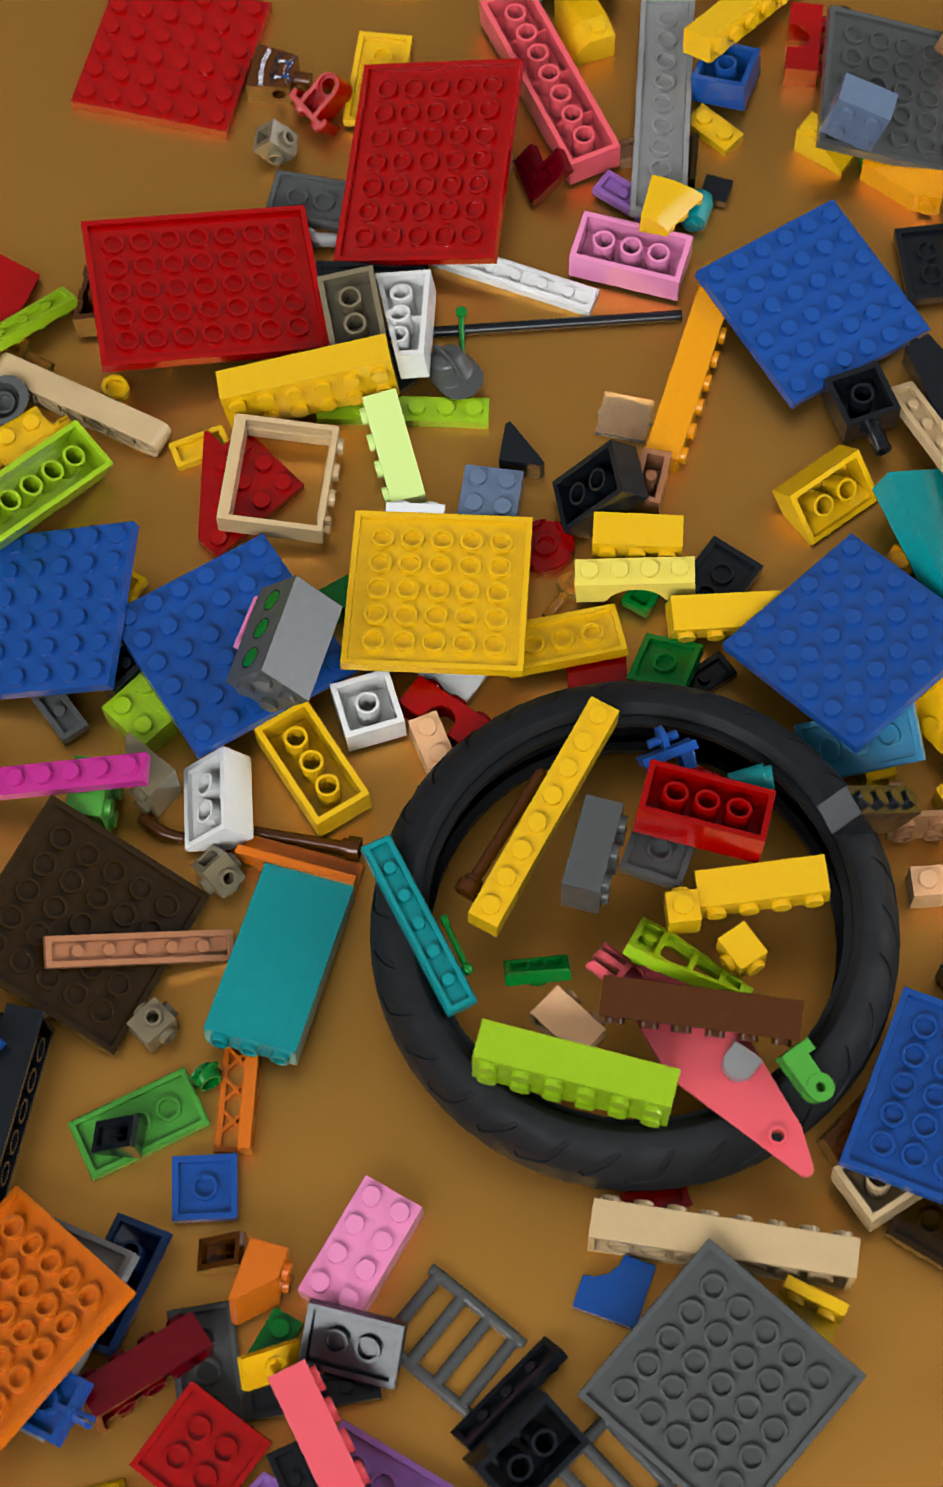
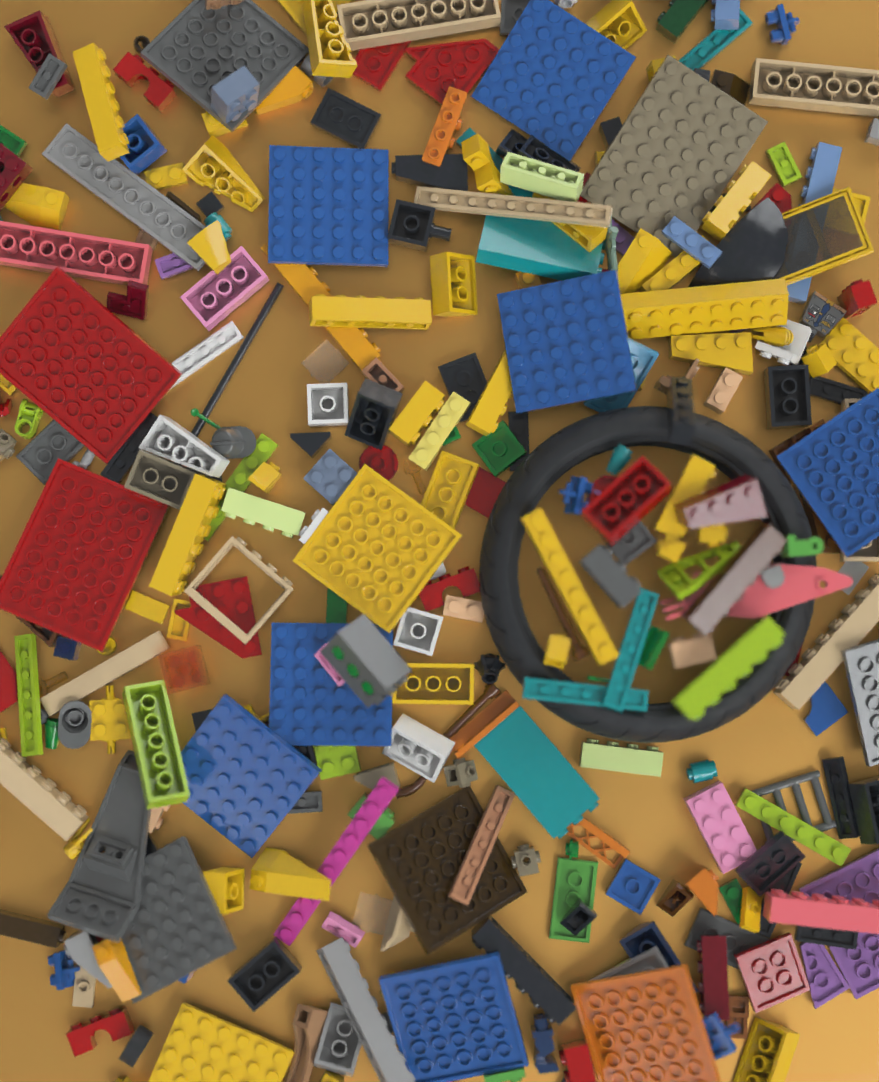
camera: 60 degrees left, 20 degrees up
(83, 346) = (67, 648): none -> clear blue brick
(107, 1451) = (738, 1014): none -> dark orange slope
(141, 480) = (184, 669): none -> clear orange brick
(191, 404) = (147, 607): none -> yellow tile
(327, 155) = (28, 417): none -> lime piece
(368, 1062) = (621, 759): none -> yellowish green brick
(376, 821) = (489, 667): none -> black rock
(421, 1179) = (701, 771): none -> teal brick
(424, 1353) = (793, 827): none -> lime plate
(437, 428) = (265, 476): none -> yellow slope
(450, 854) = (556, 650): none -> yellow brick
(515, 944) = (630, 650): none -> teal tile
(571, 436) = (328, 404): none -> white brick
(720, 416) = (370, 312): none -> yellow brick
(763, 172) = (220, 171): none -> yellow wedge
(792, 936) = (724, 504): none -> wedge
(823, 1211) = (855, 571): none -> white sticker

